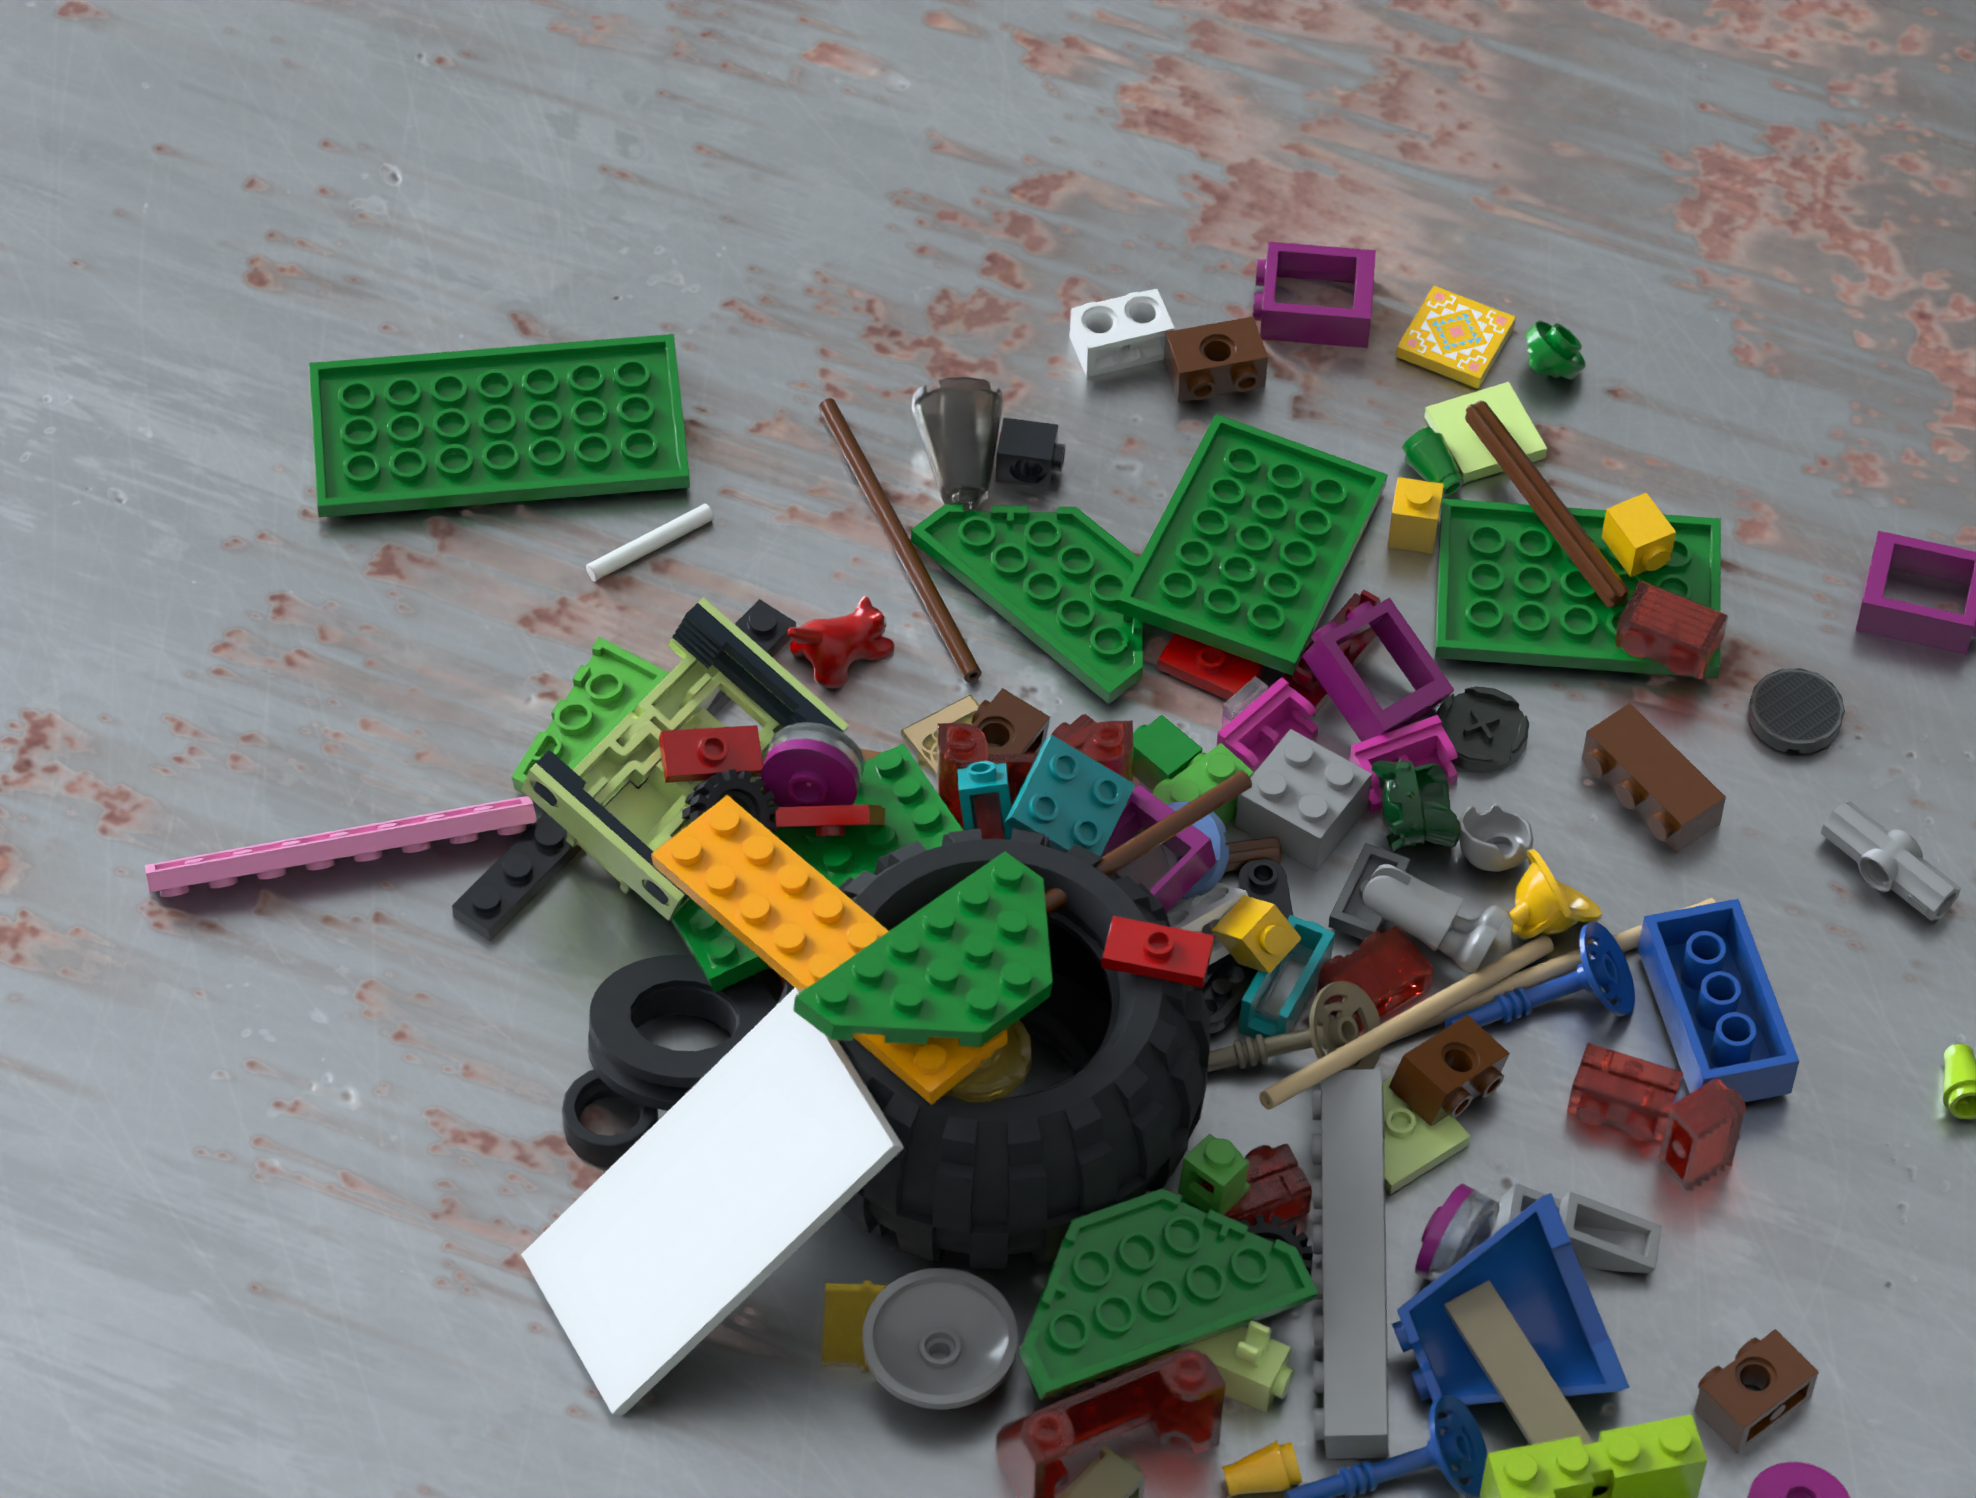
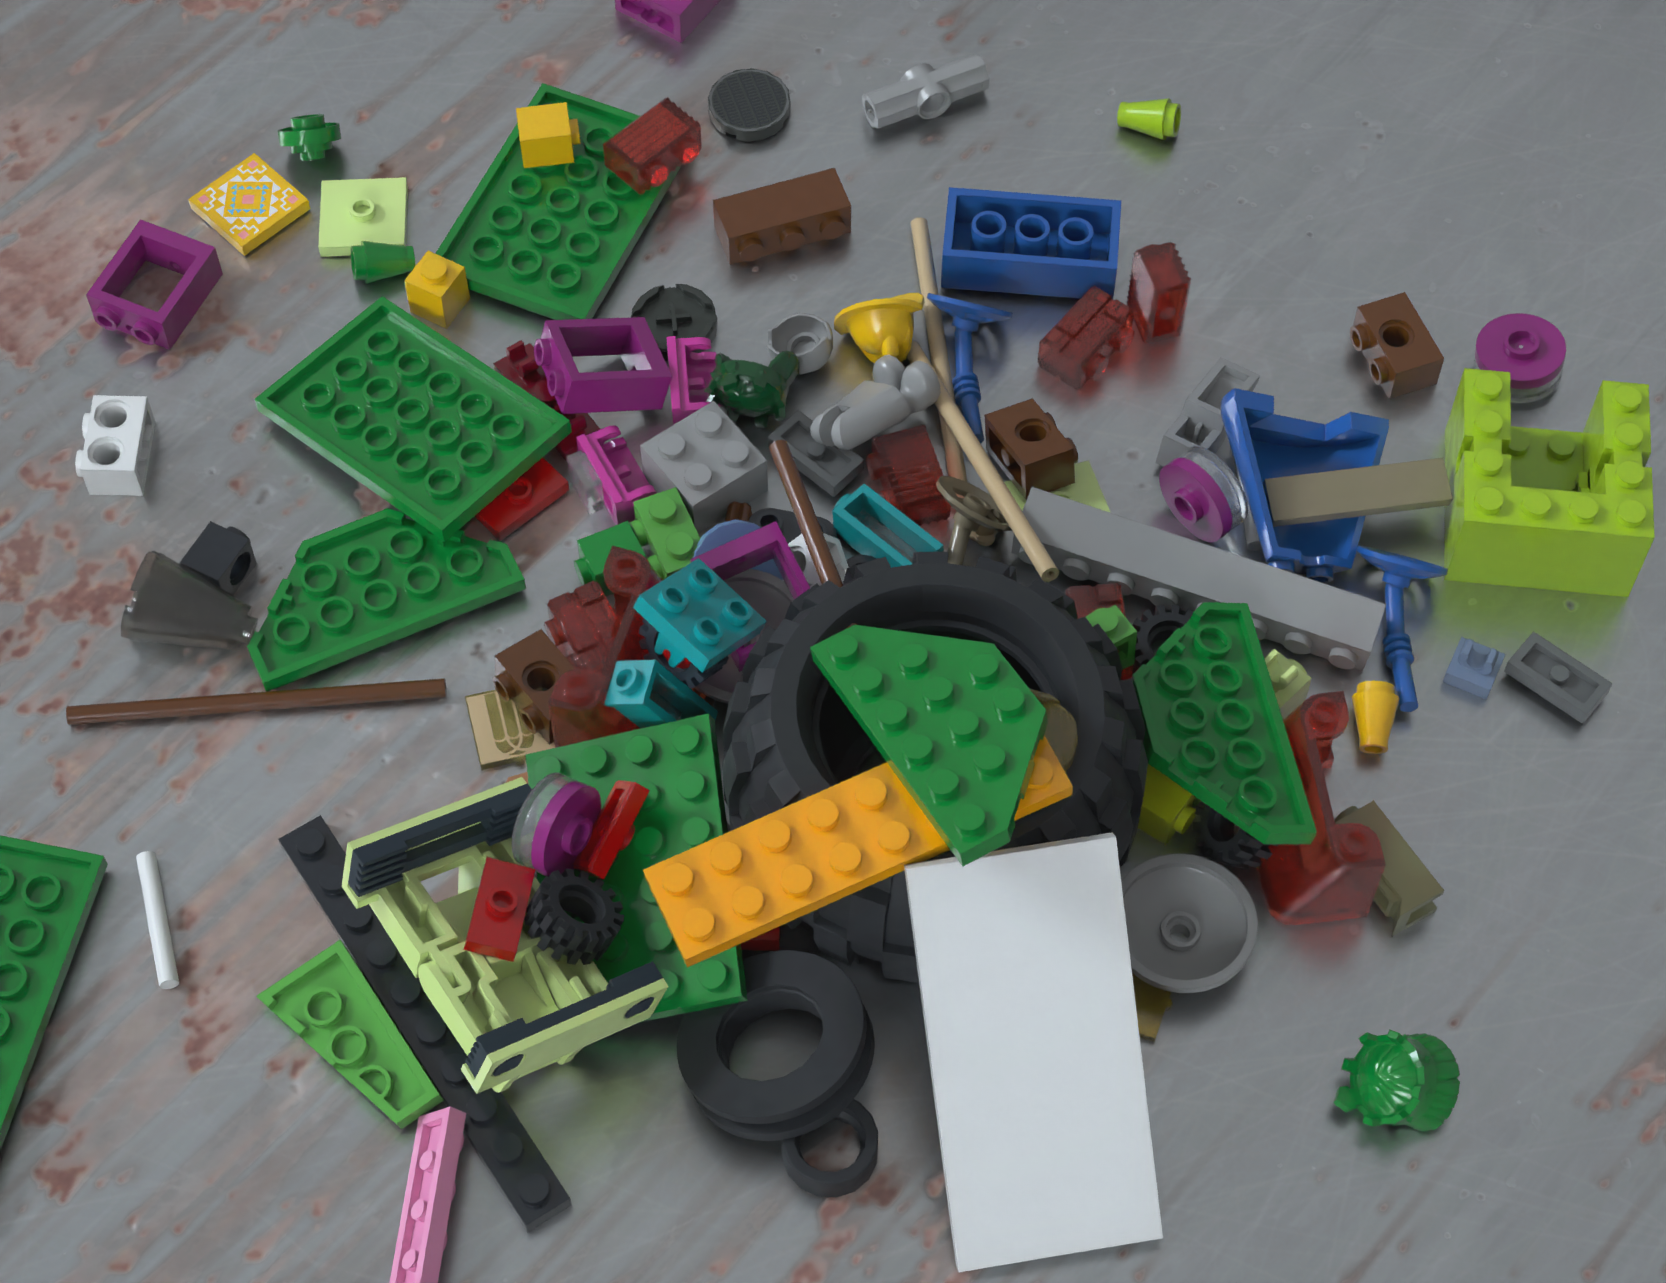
camera: 70 degrees left, 5 degrees up
(840, 641) = (362, 782): red animal -> none
(1157, 951) = (962, 561): red plate -> none
(1215, 359) = (188, 383): reddish brown brick -> none
(1256, 934) = (858, 533): yellow brick -> none
(1547, 504) = (475, 190): reddish brown axle -> none

